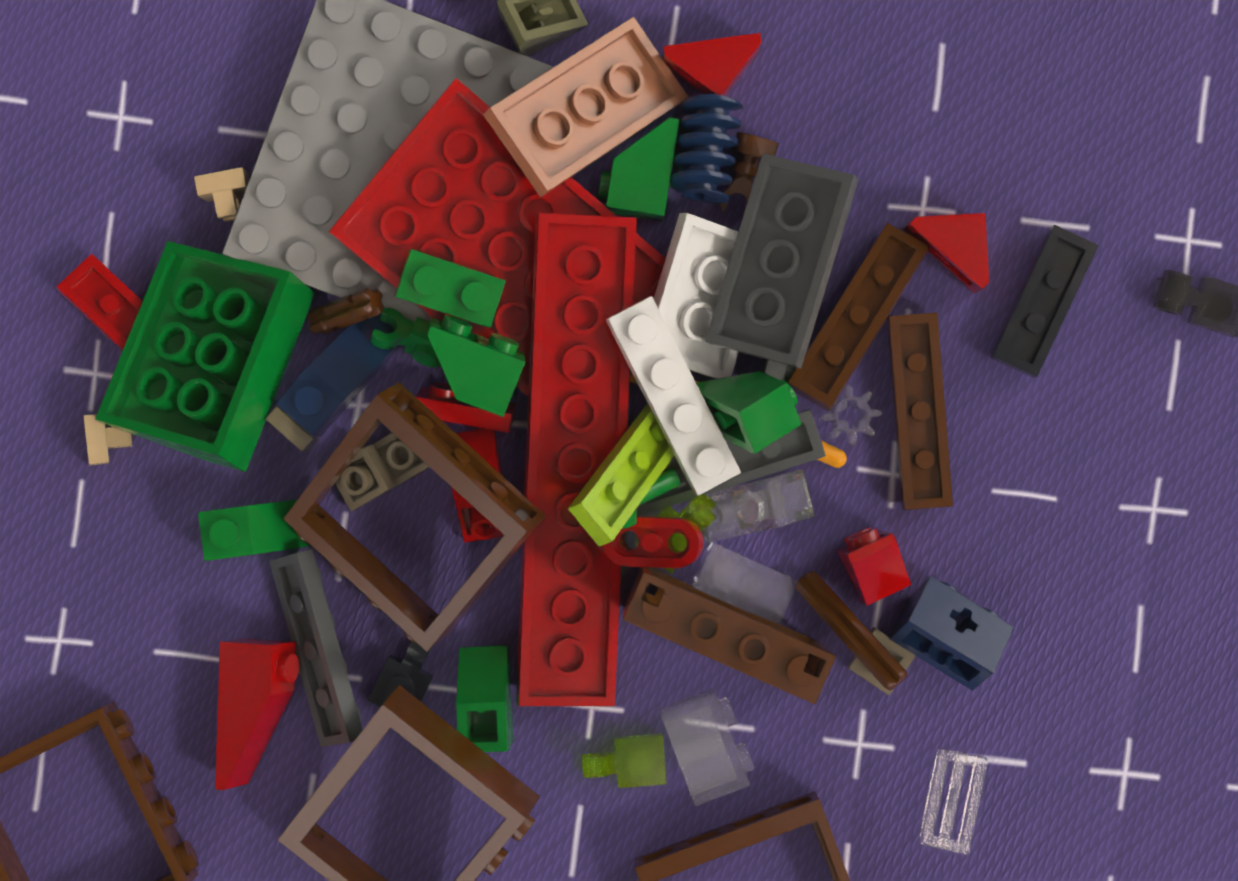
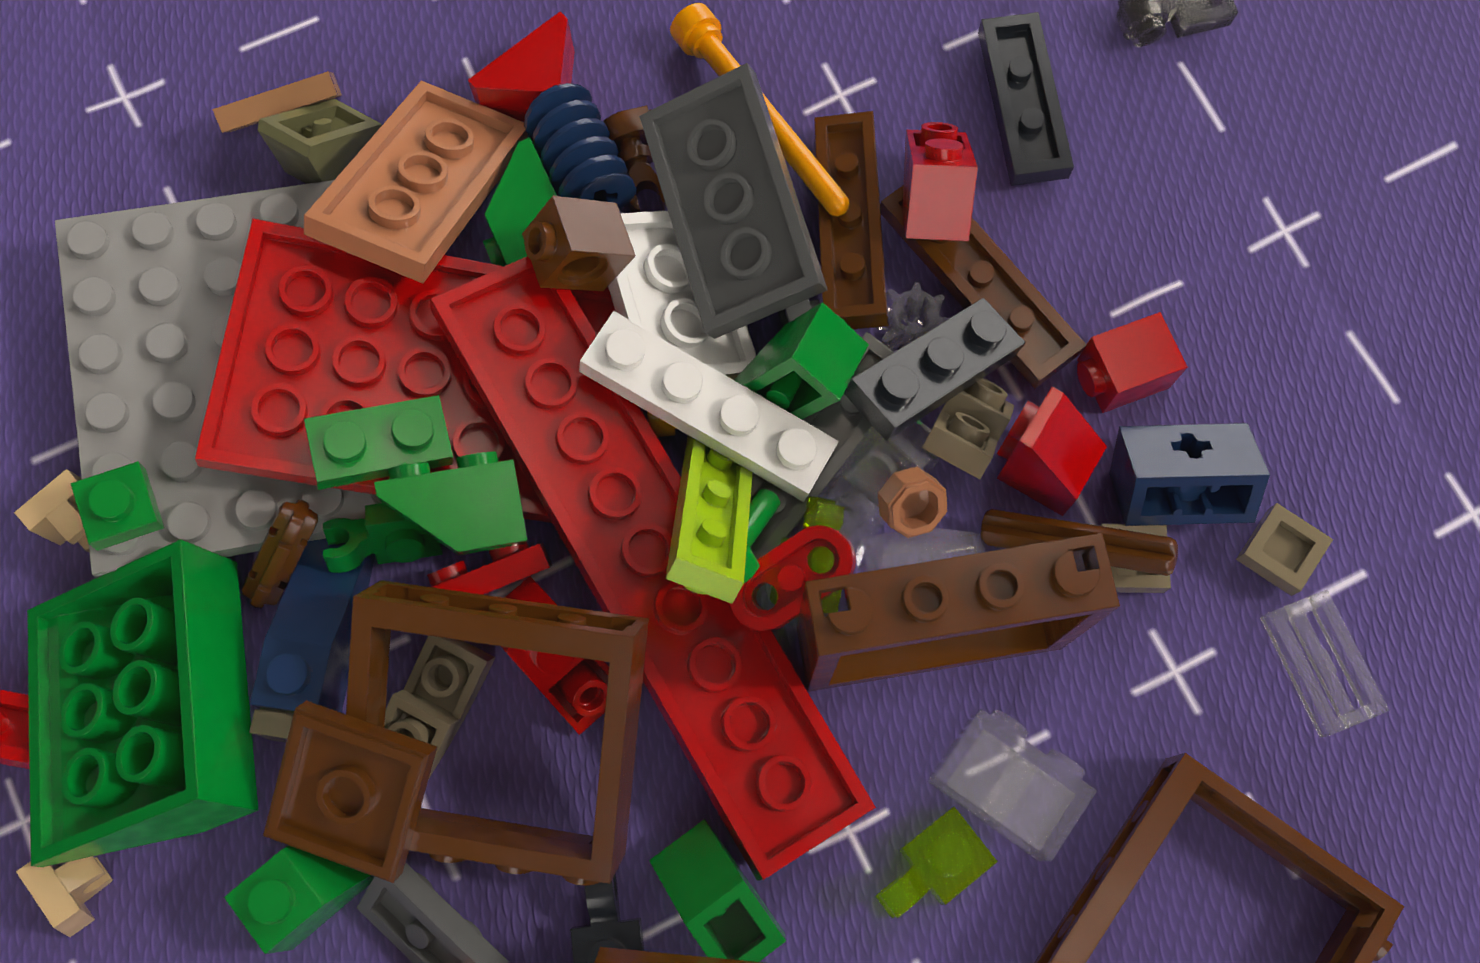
camera: 35 degrees left, 15 degrees down
(262, 222) = (117, 506): none -> green plate
(307, 500) = (349, 791): none -> reddish brown tile
(658, 233) = (578, 244): none -> reddish brown brick
(757, 545) = (912, 502): none -> nougat tile
(836, 464) = (933, 368): none -> plate
(836, 511) = (970, 427): none -> dark tan slope
(851, 103) = (700, 36): none -> light orange piece
(930, 335) = (938, 183): none -> slope
(957, 244) = (899, 92): red slope -> none
(972, 536) = (1130, 363): none -> red brick
(981, 718) = (1284, 549): none -> dark tan plate

